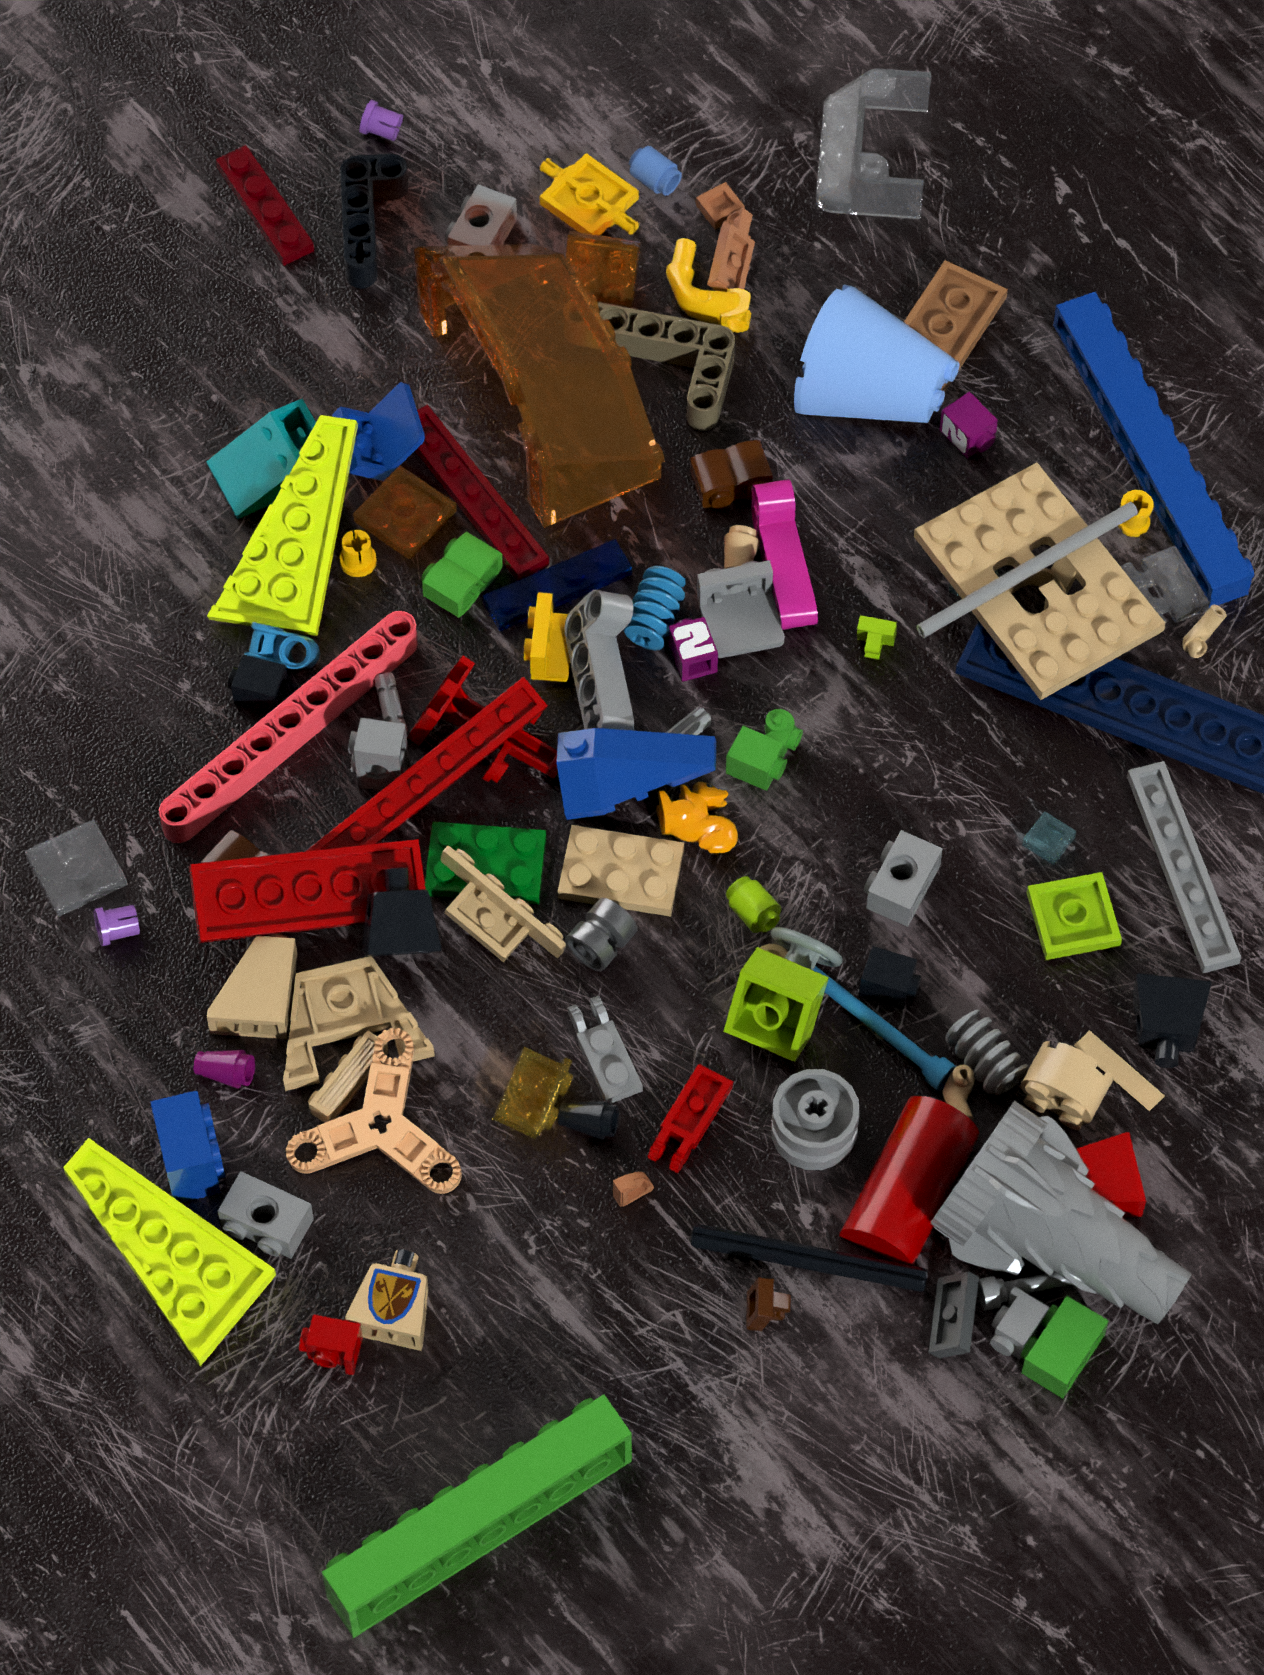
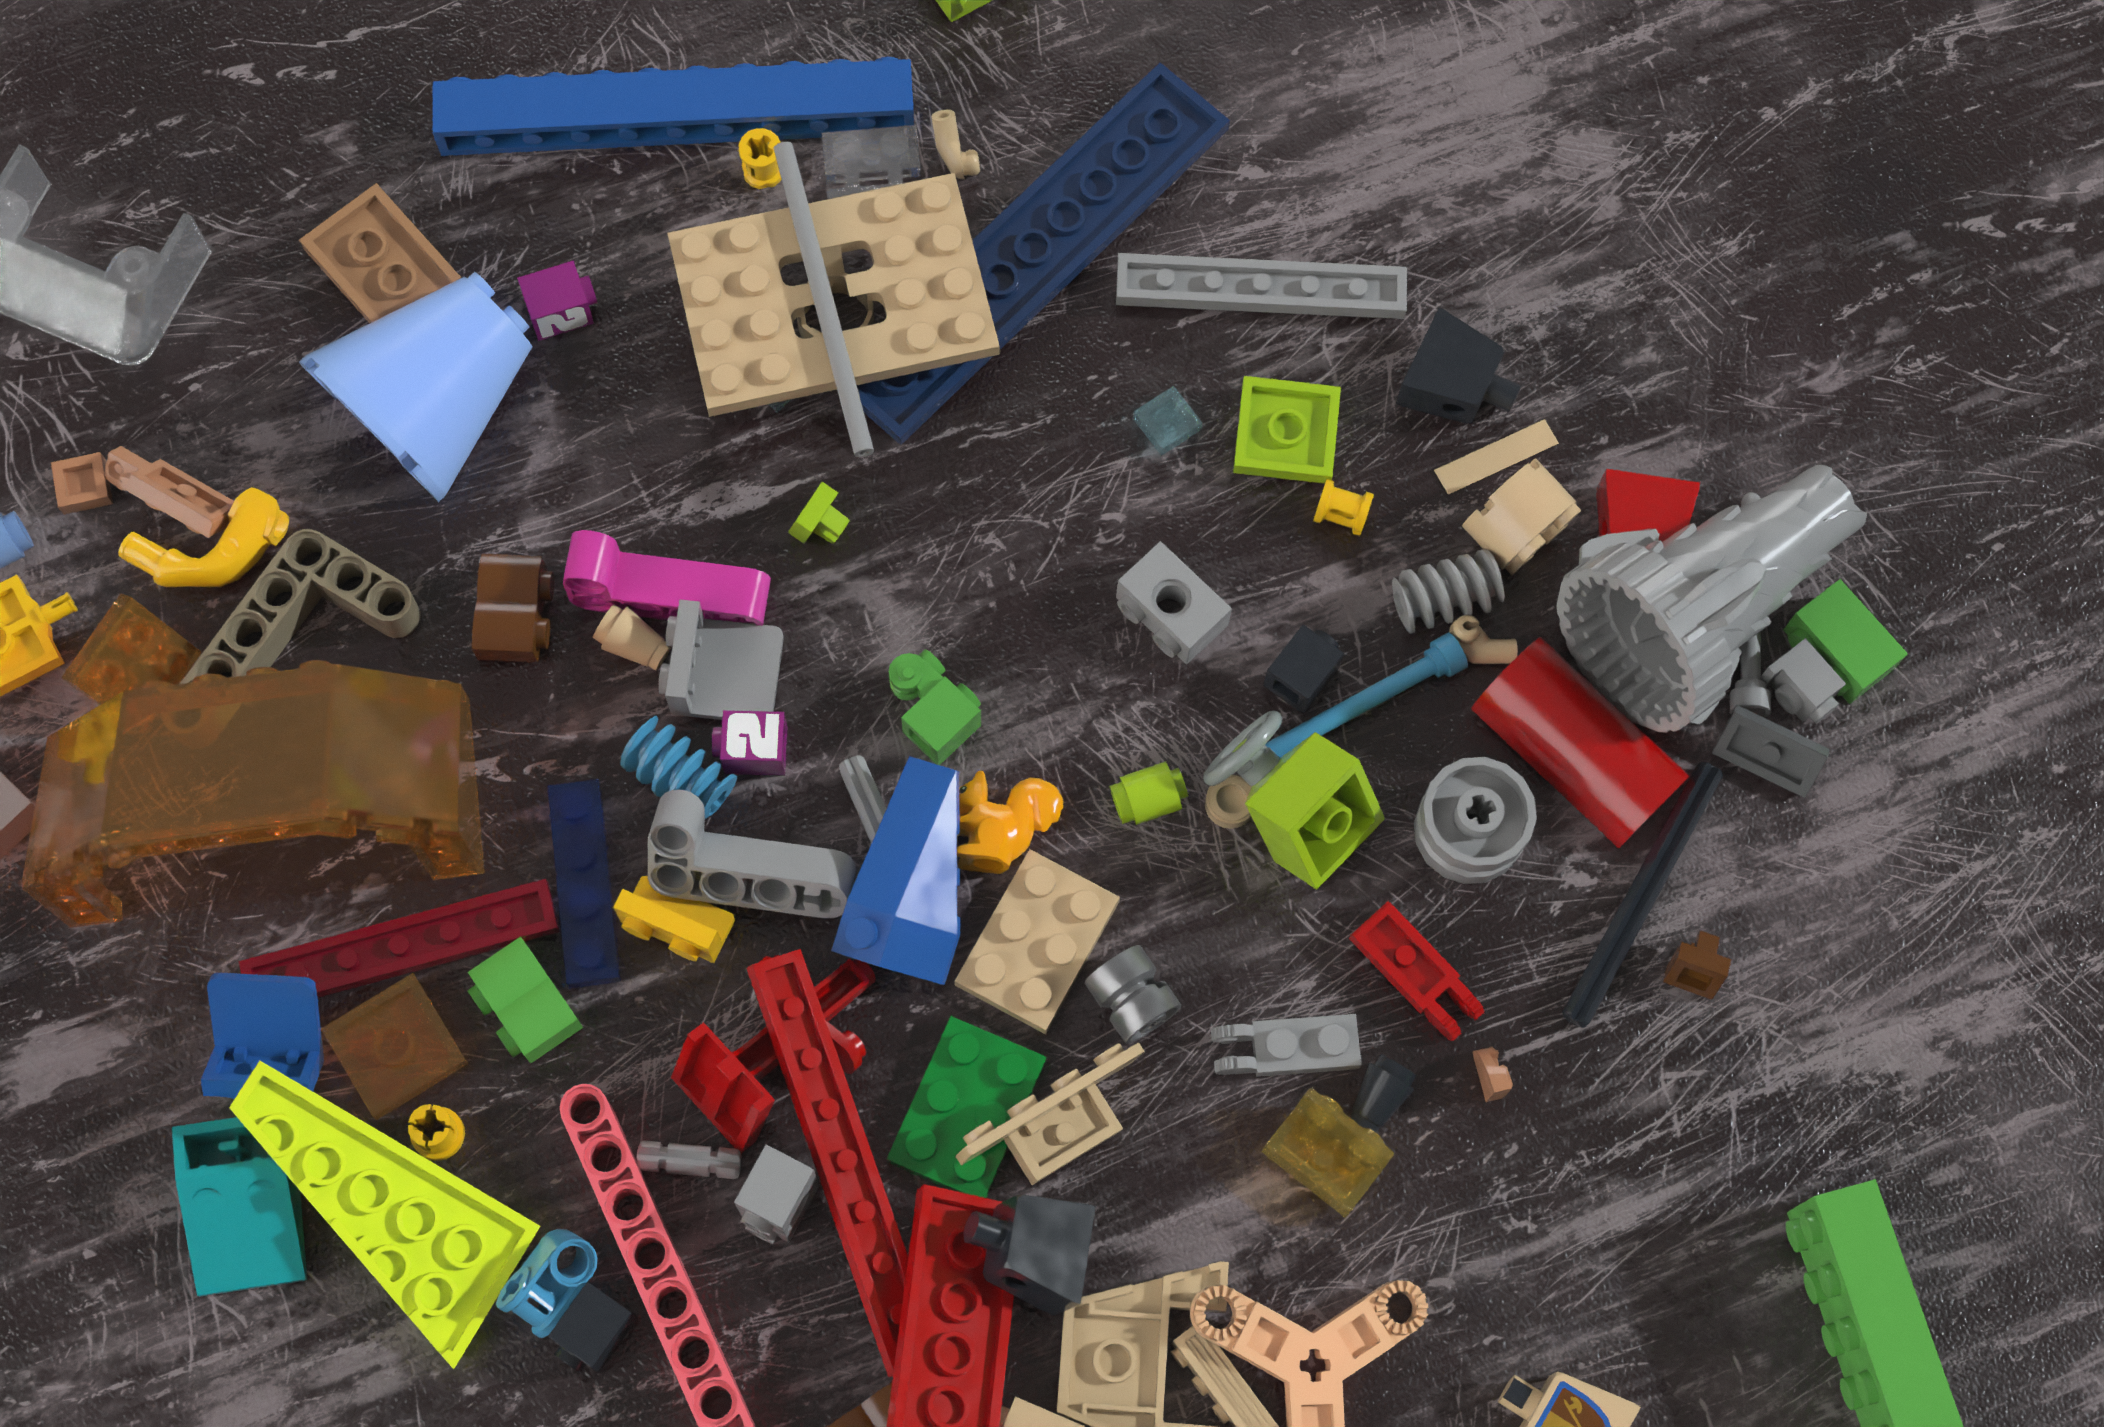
camera: 75 degrees left, 10 degrees up
(1027, 970) = (1343, 507): none -> yellow bush

